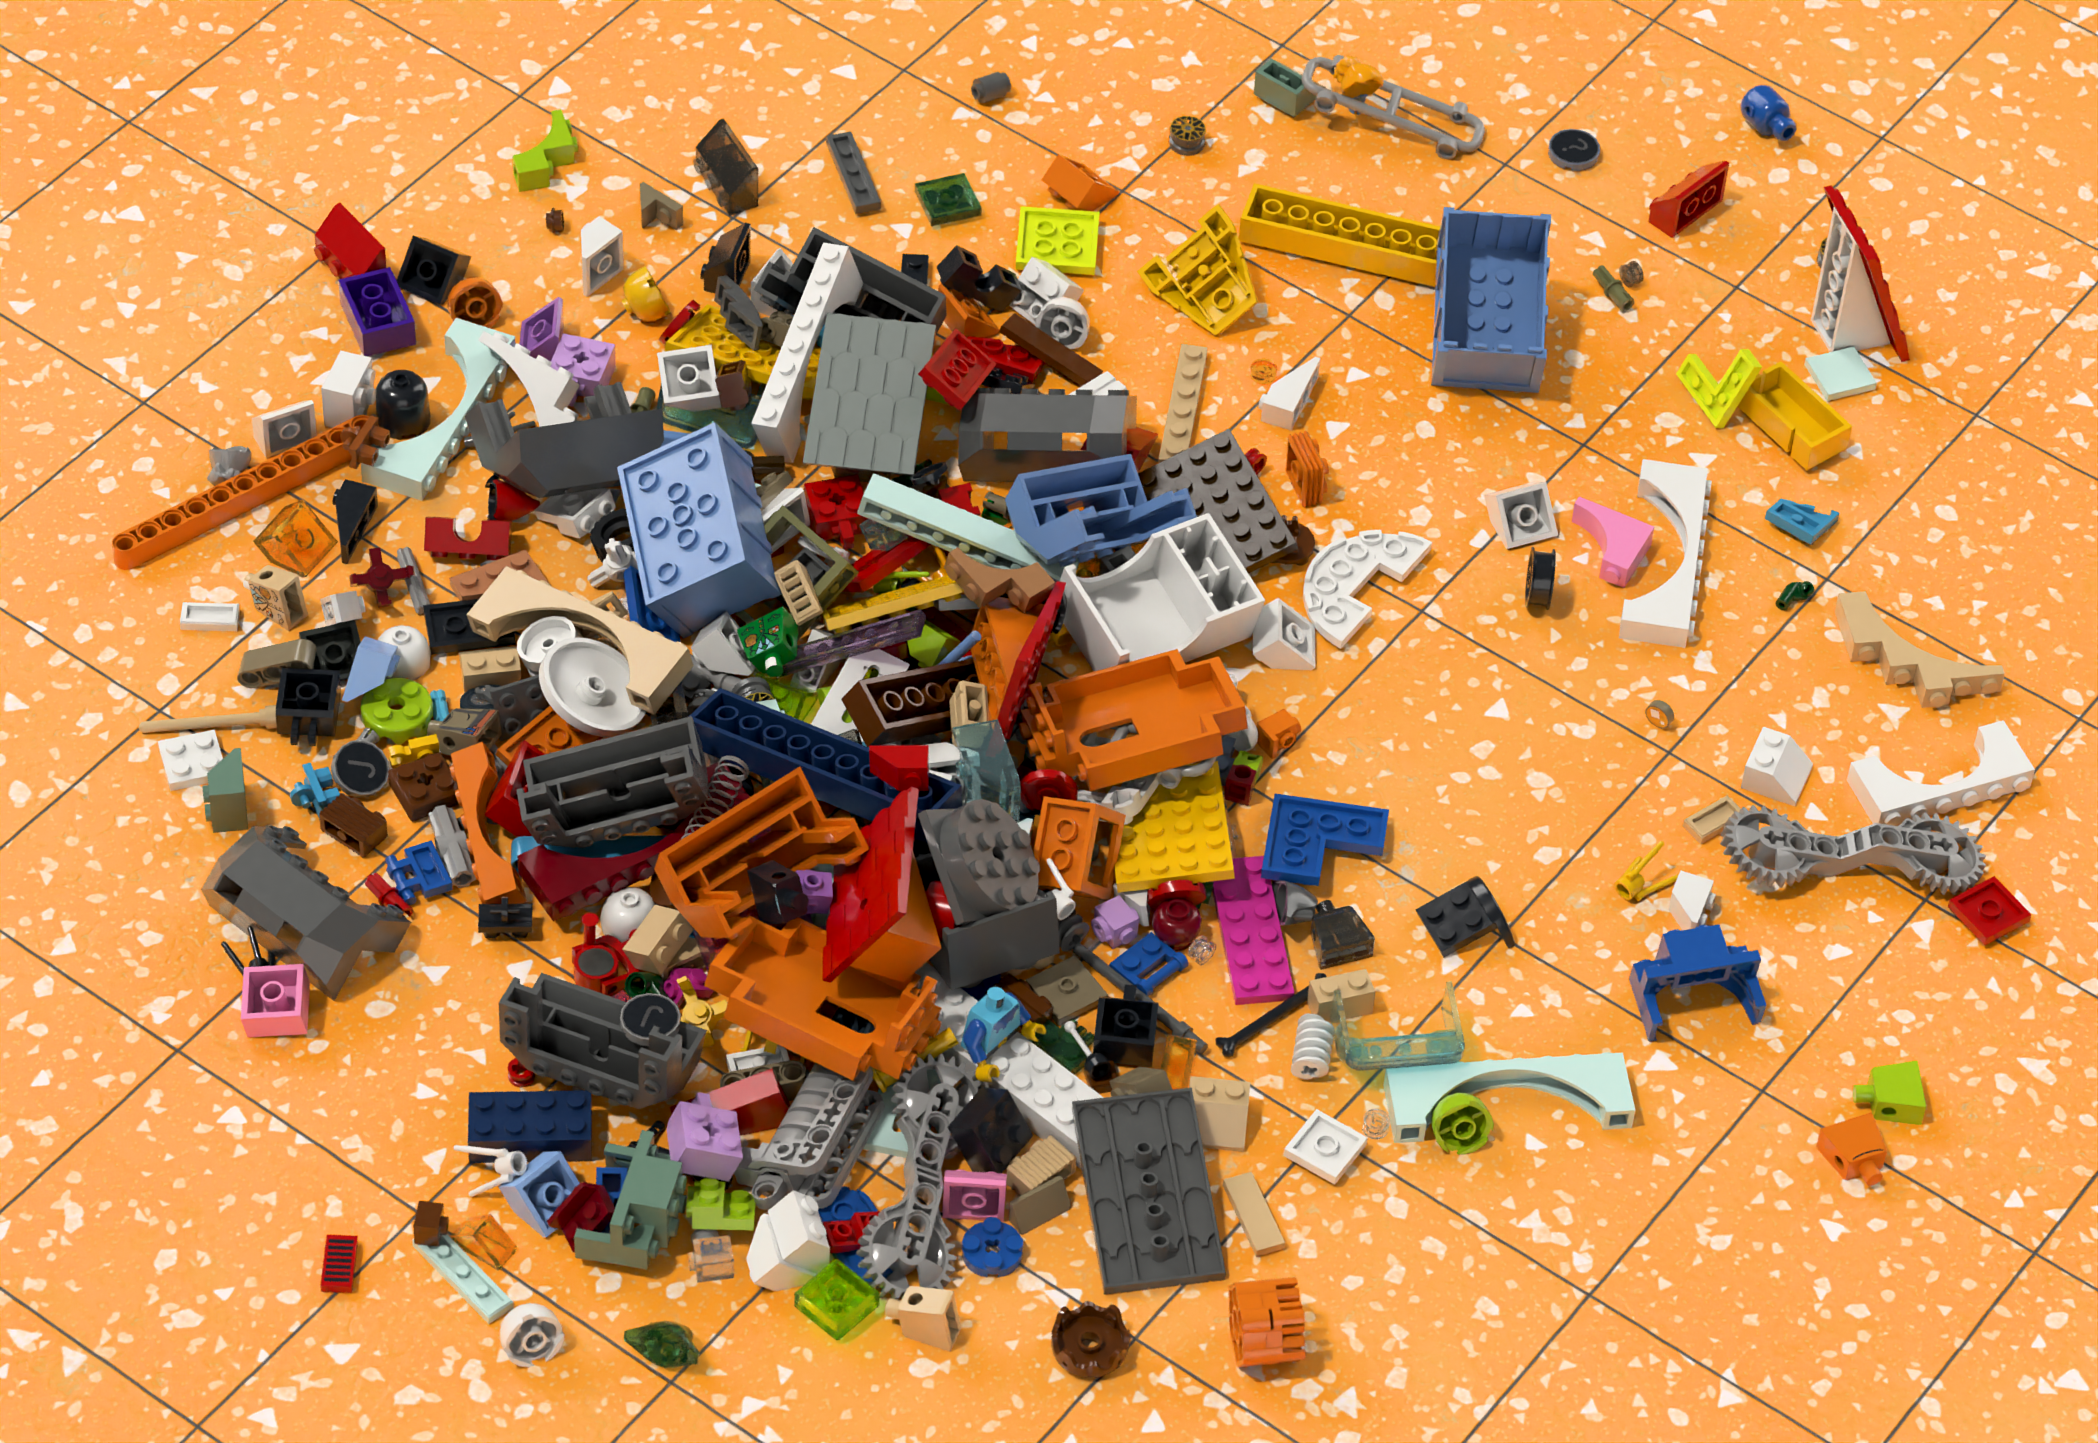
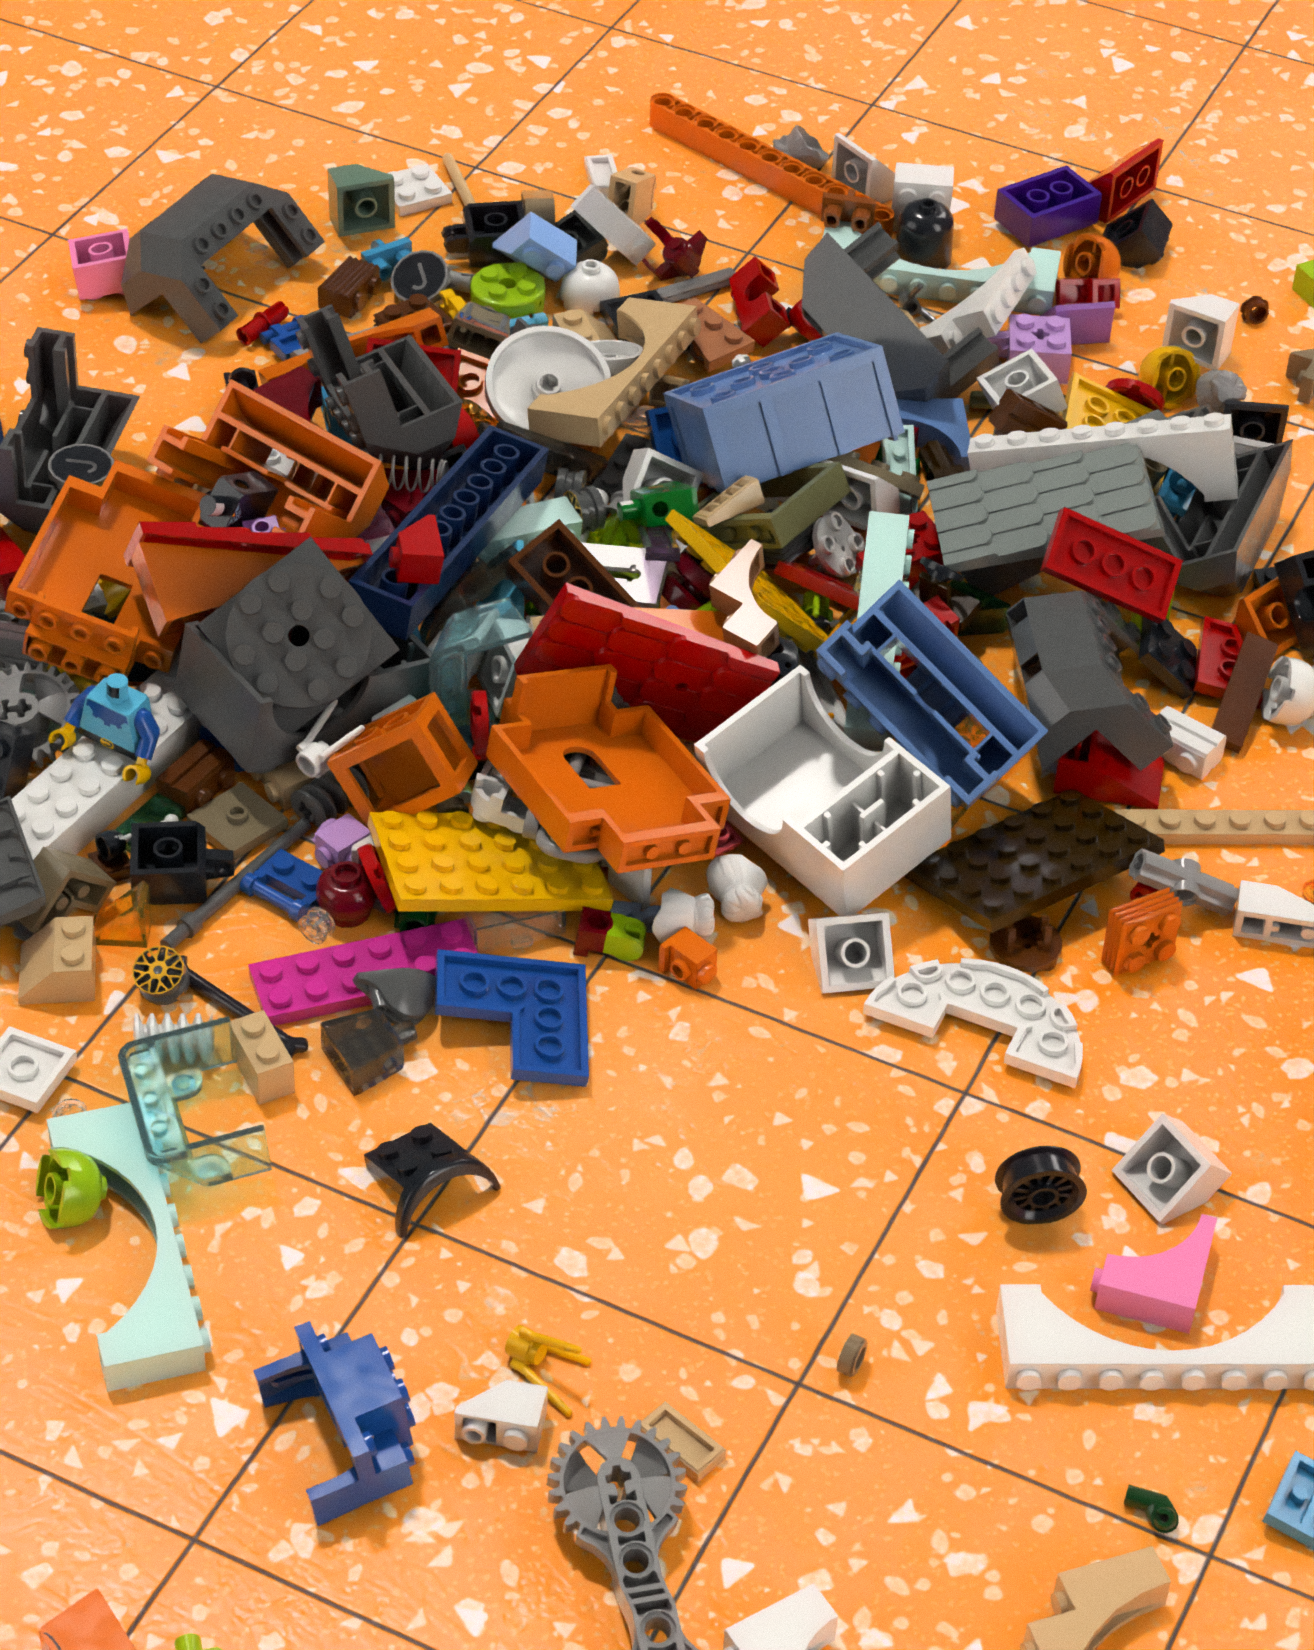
camera: 80 degrees right, 5 degrees down
(295, 539) = (716, 203): clear yellow slope -> none
(354, 510) = (758, 233): black slope -> none
(512, 314) = (1087, 291): none -> red slope
(675, 267) = (1218, 386): none -> light grey hair
(1245, 1048) = (161, 976): none -> dark grey wheel
(1260, 433) = (1184, 880): none -> light grey piece
(1776, 767) = (792, 1502): white slope -> none

